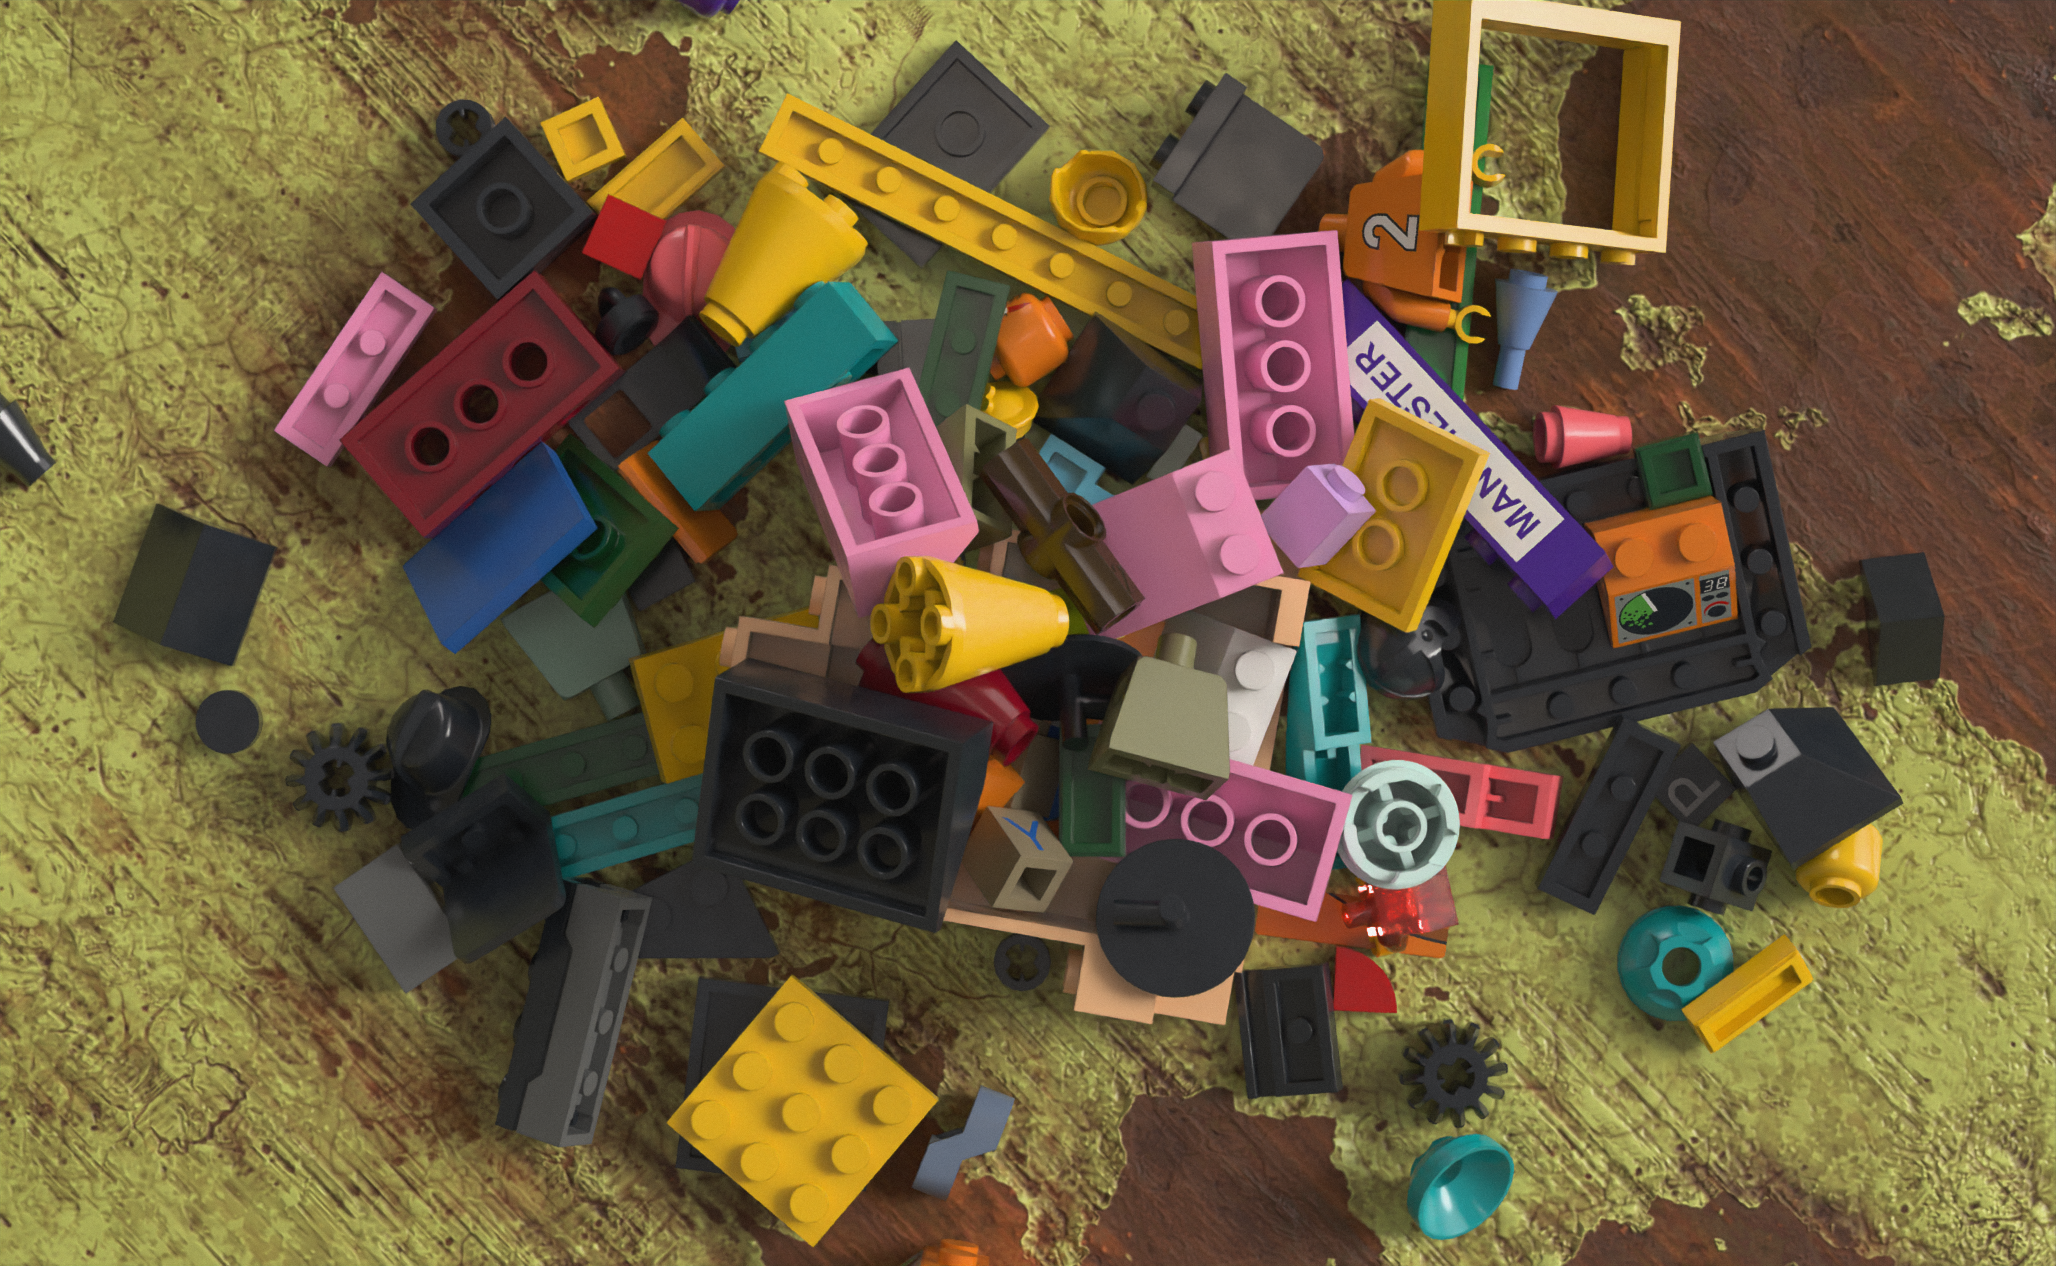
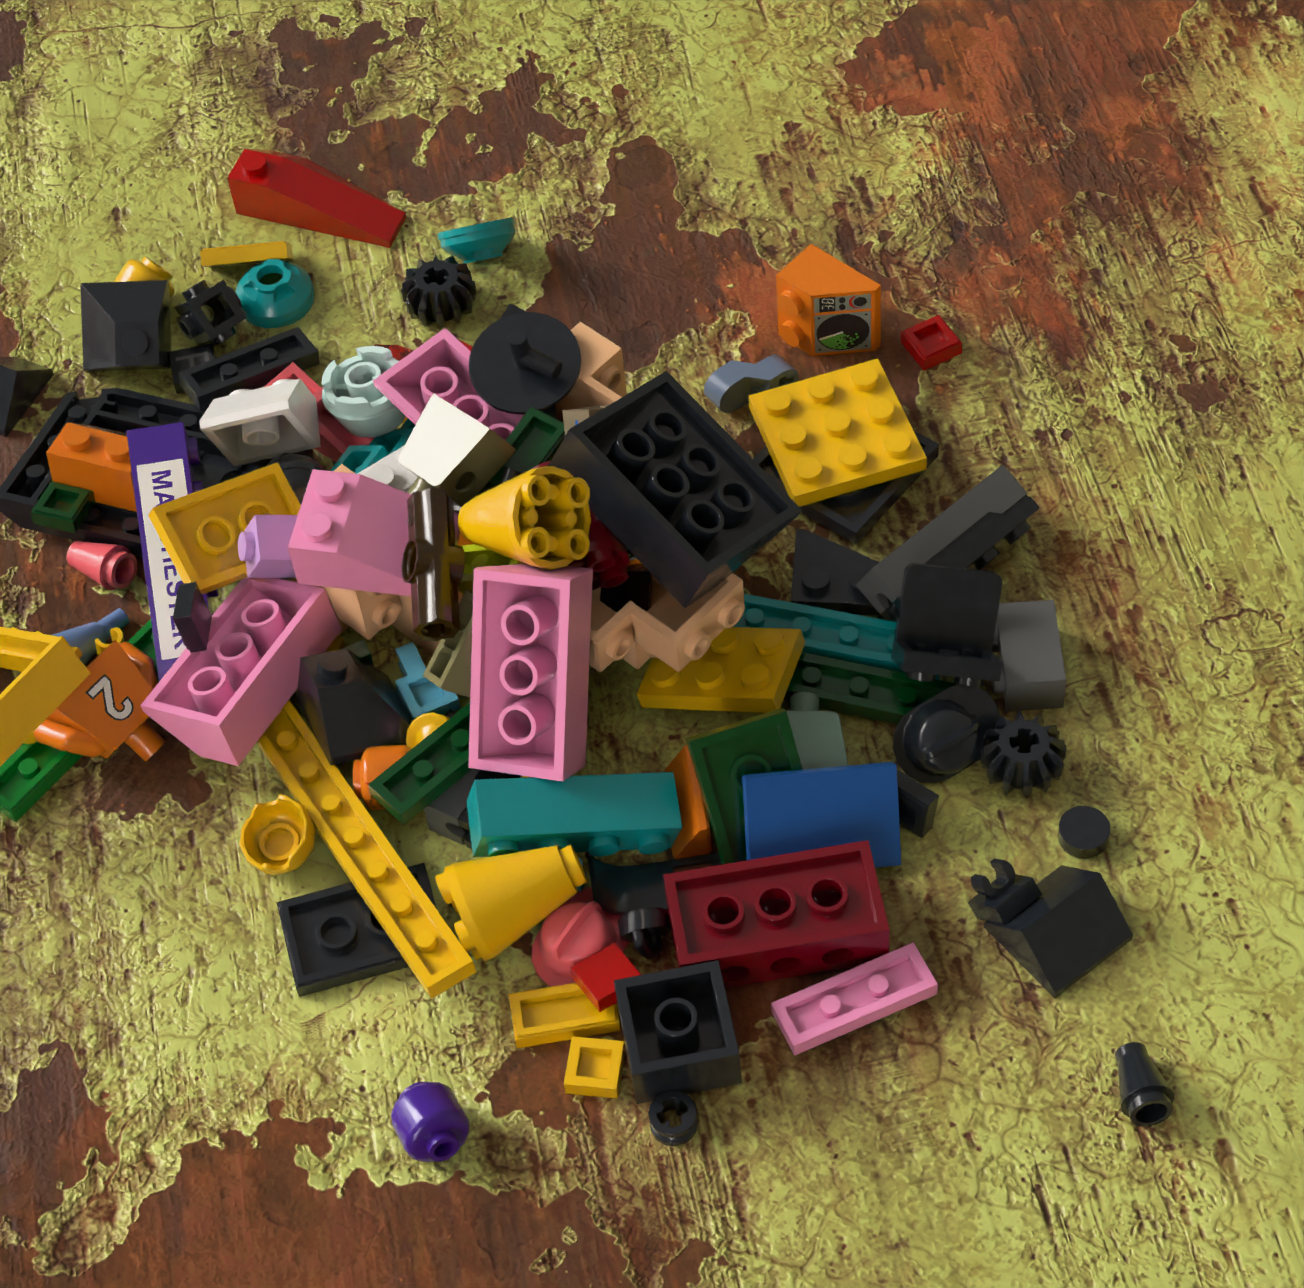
camera: 145 degrees left, 35 degrees down
(263, 579) = (1003, 897): none -> black tile
(419, 639) = (916, 805): none -> black tile
(1235, 163) = (179, 815): black bracket -> none
(1353, 367) = (192, 617): none -> black tile
(1497, 710) = (263, 422): none -> white slope
(1753, 1149) = (310, 197): none -> red wedge

